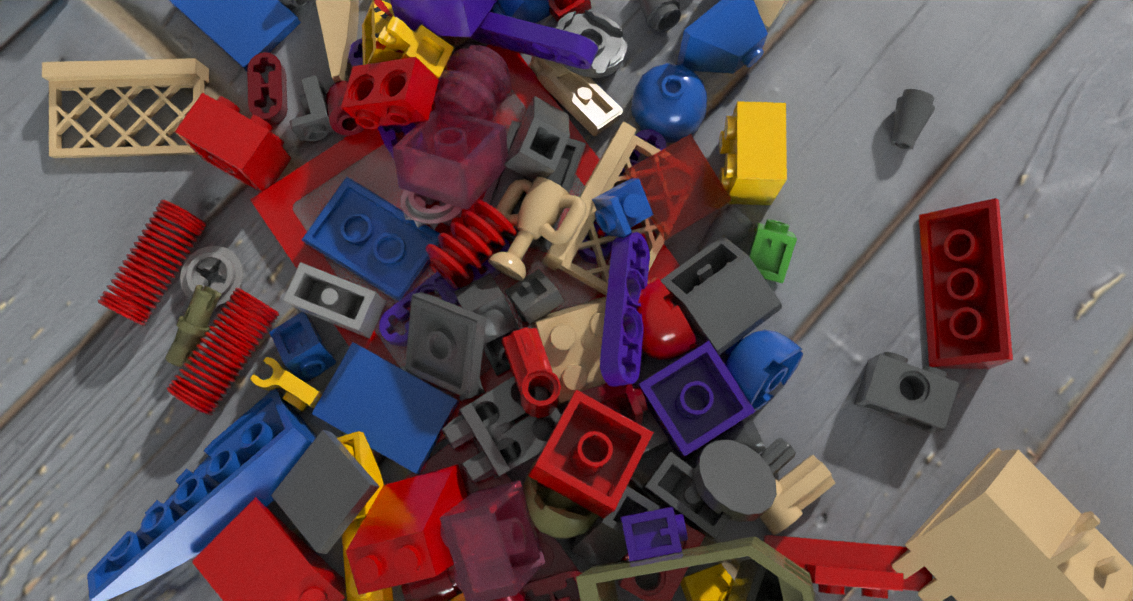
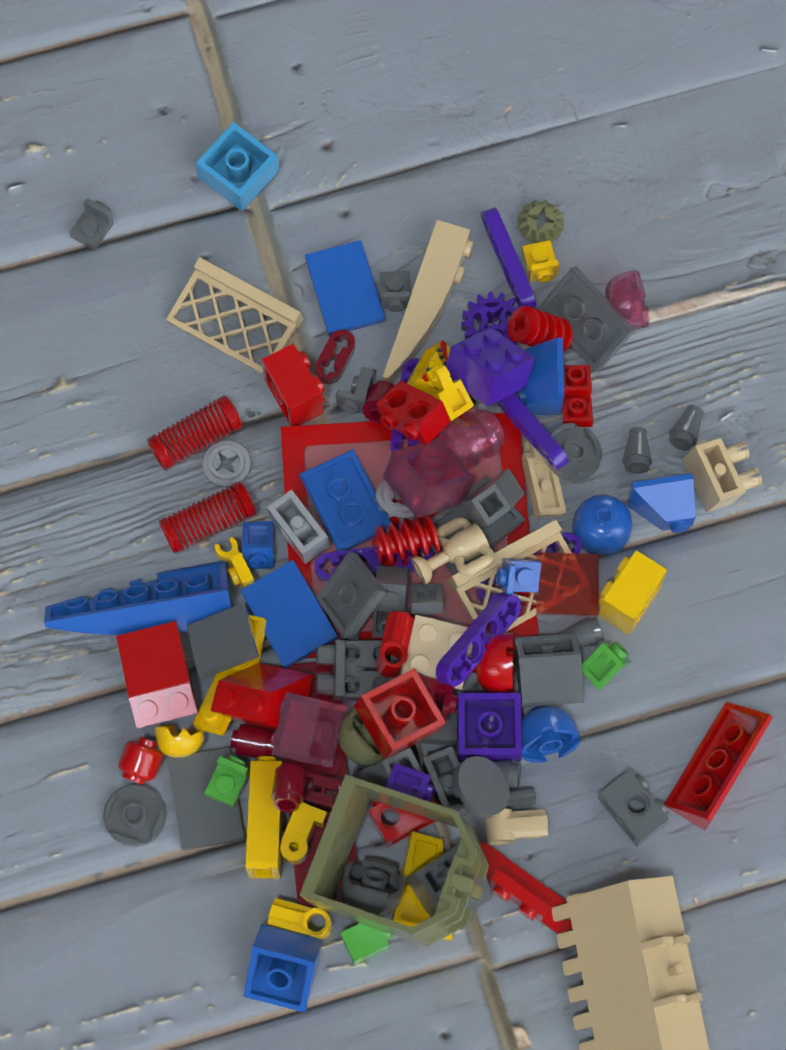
camera: 30 degrees right, 5 degrees down
(193, 325) = (197, 489): olive pin -> none
(911, 117) = (762, 632): dark grey cone -> none

